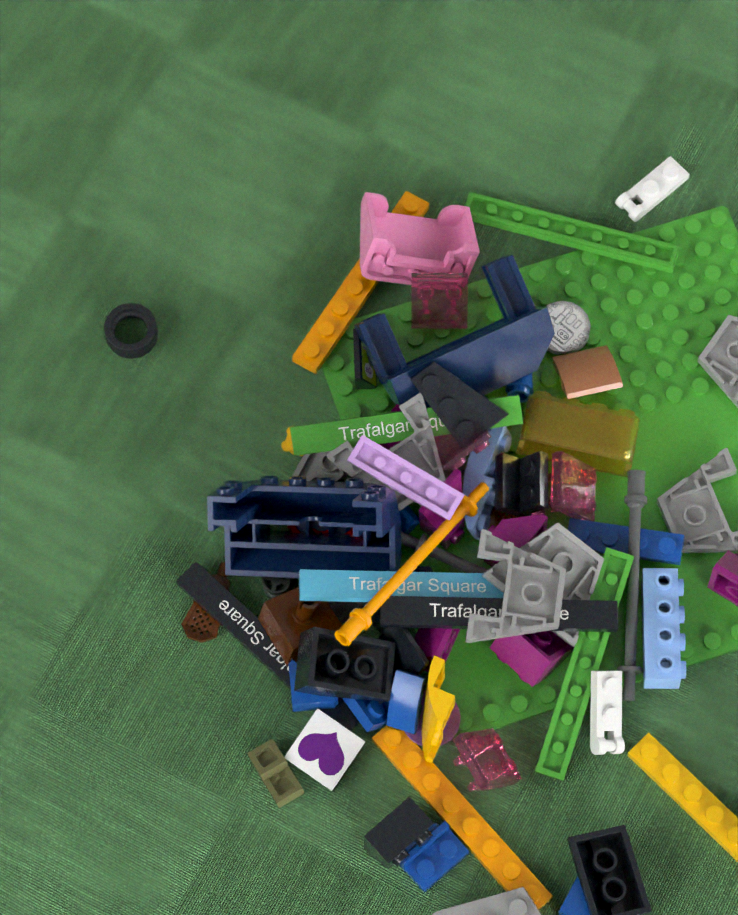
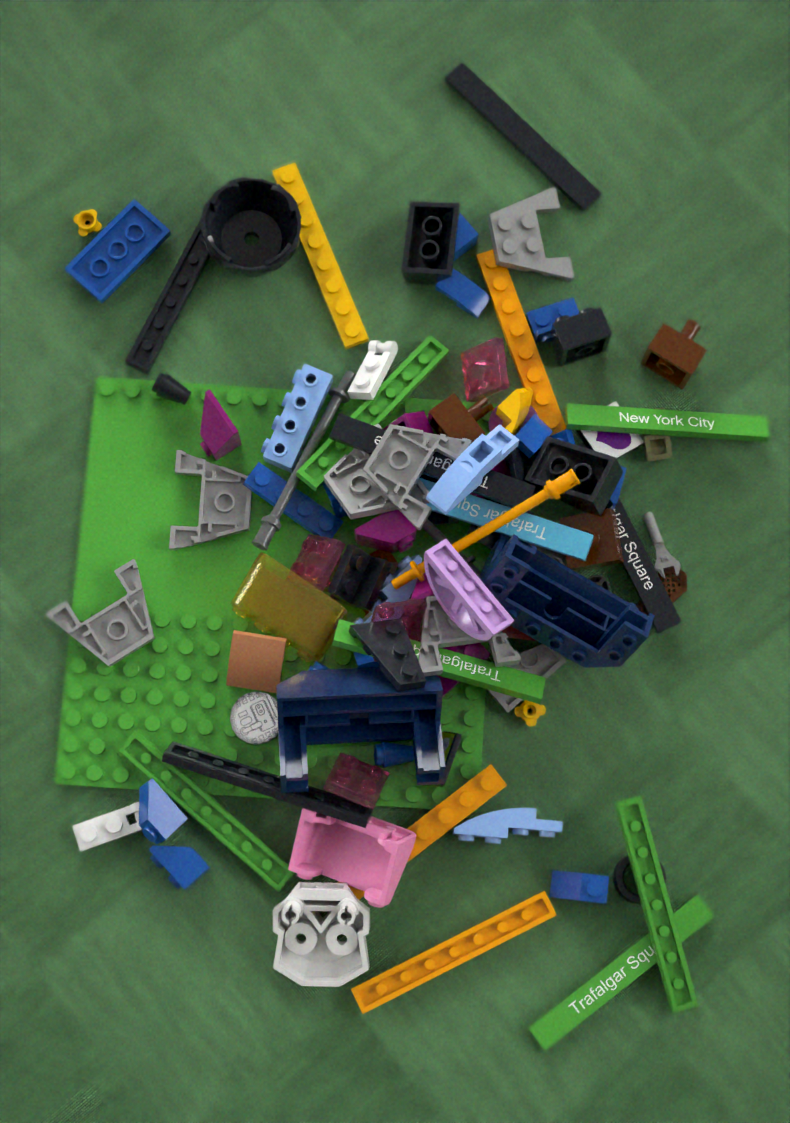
camera: 165 degrees left, 10 degrees up
(108, 308) = (656, 904): none -> bright green tile
(117, 248) = (613, 978): none -> bright green tile
(185, 300) = (579, 887): none -> blue slope
(217, 643) = (664, 558): none -> light grey piece
(266, 783) = (666, 422): none -> bright green tile
(267, 336) = (495, 825): none -> light blue slope
(282, 203) = (453, 952): none -> light orange plate
(286, 859) = (675, 353): none -> reddish brown brick
(413, 165) = (321, 957): none -> white brick
(417, 342) = (392, 754): none -> blue cone
(452, 609) = (470, 468): none -> light blue slope
(488, 679) = (456, 421): none -> reddish brown brick
(535, 264) = (265, 784): none -> black tile
(543, 845) = (465, 293): none -> blue slope
(572, 180) = (181, 862): none -> blue slope
(613, 206) = (158, 813): none -> slope

